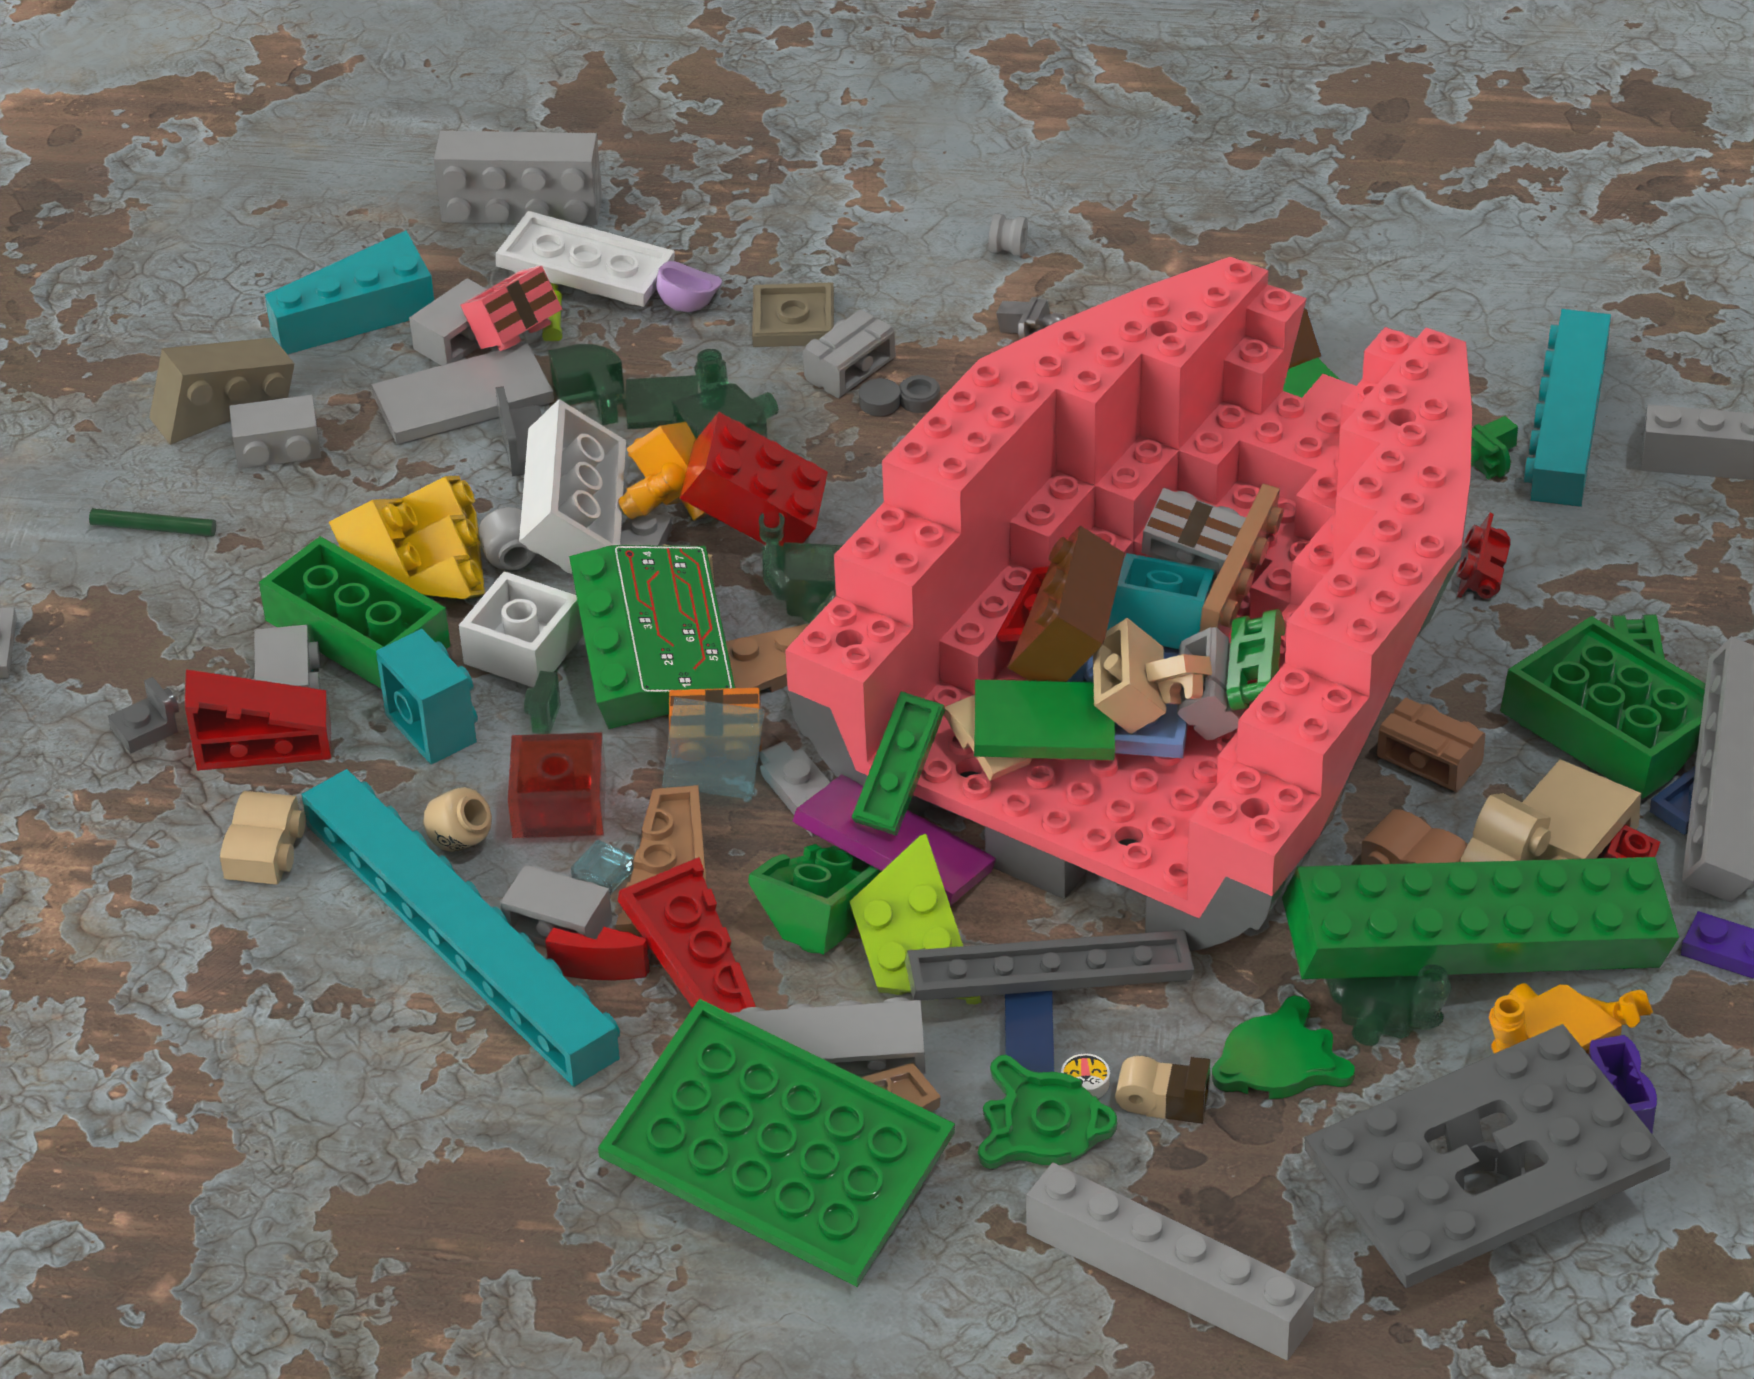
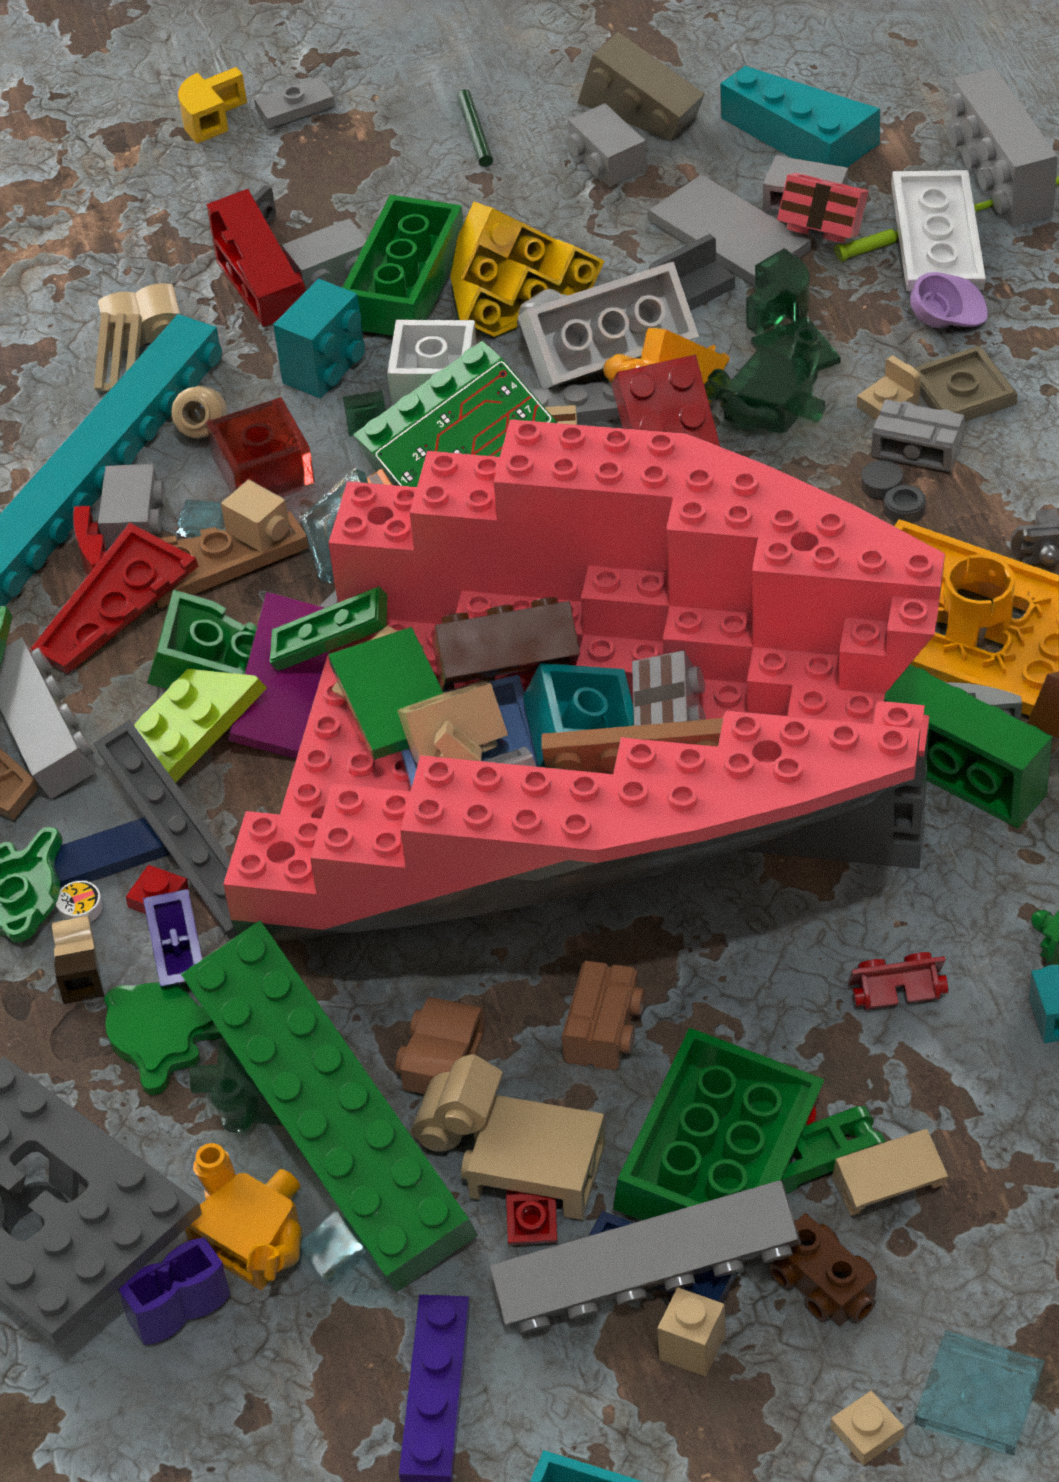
camera: 70 degrees right, 5 degrees up
(317, 856) = (120, 321): none -> tan tile
(664, 802) = (255, 516): none -> tan brick
(773, 354) = (899, 385): none -> tan bracket
(1104, 1016) = (152, 883): none -> red plate
(1198, 1003) = (172, 935): none -> slope
(1606, 978) = (333, 1247): none -> clear light blue plate
(1688, 621) = (888, 1171): none -> tan hinge

